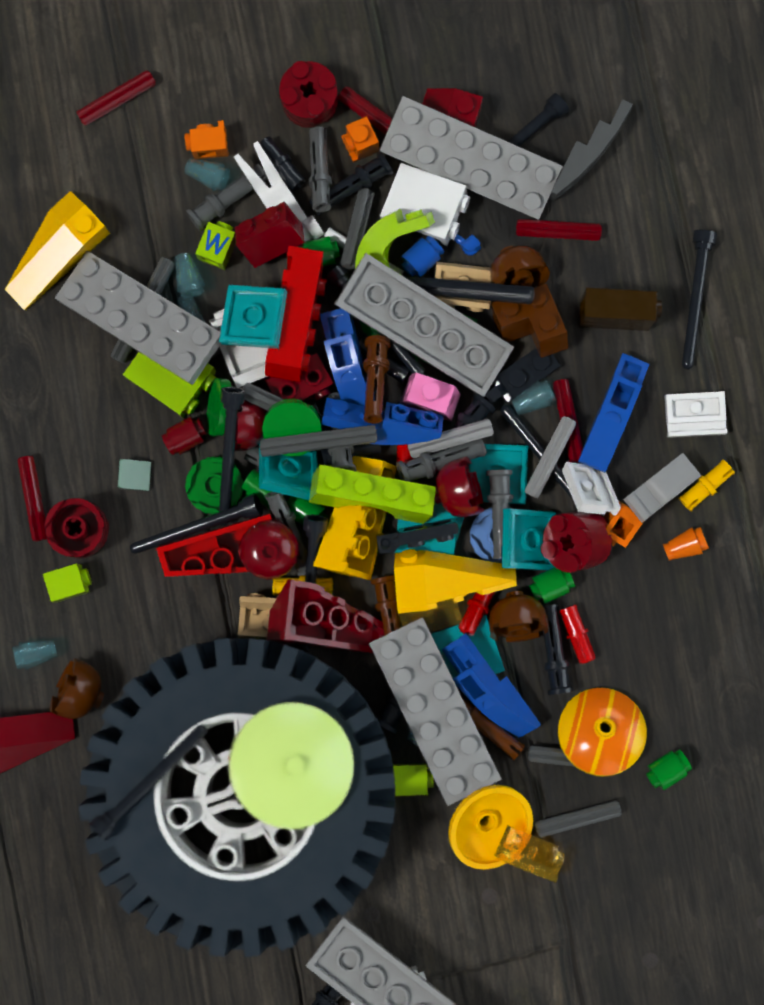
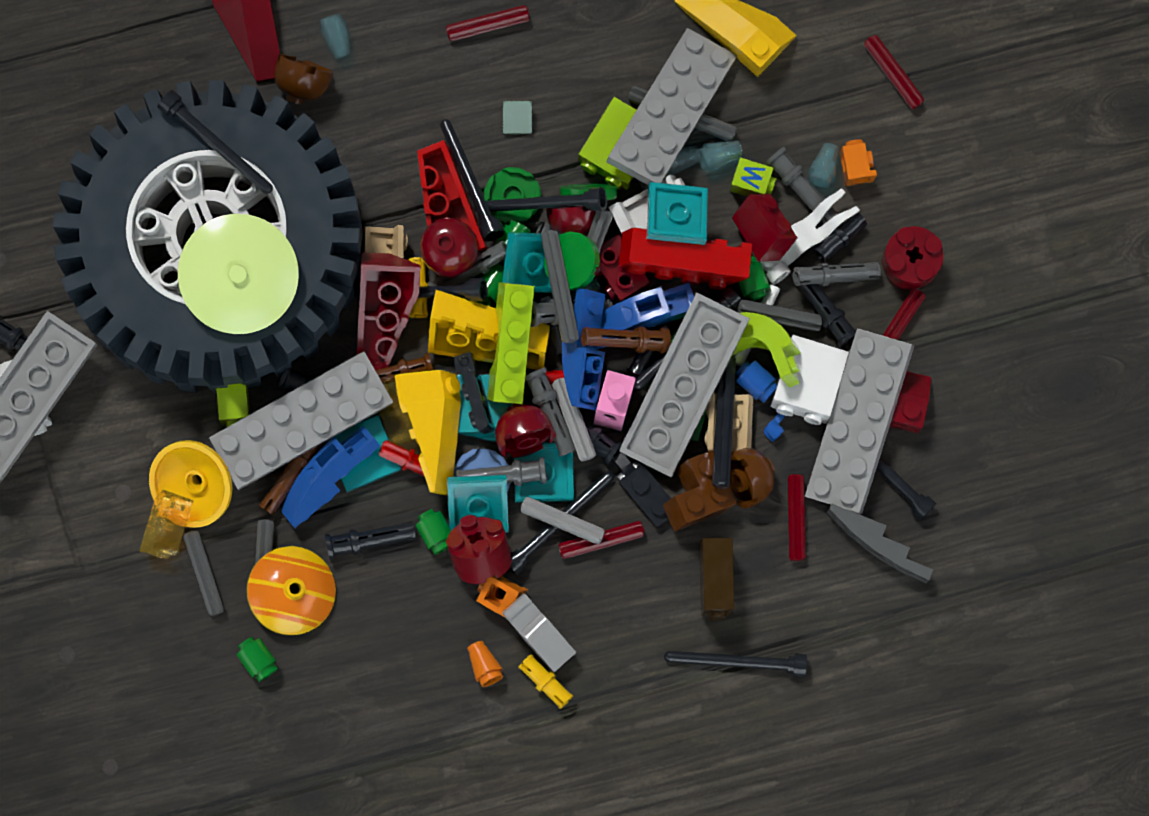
camera: 75 degrees right, 5 degrees down
(60, 531) = (455, 50): dark red brick -> none
(67, 582) = (406, 61): lime brick -> none
(184, 435) = (559, 162): dark red brick -> none
(360, 139) = (871, 312): orange brick -> none
(517, 618) = (399, 498): reddish brown cylinder -> none
(534, 398) = (622, 503): clear light blue cone -> none
(577, 634) = (387, 561): red axle -> none
(590, 489) = (532, 561): white plate -> none
(613, 413) = (612, 581): blue slope -> none
(695, 414) = (617, 666): white plate -> none

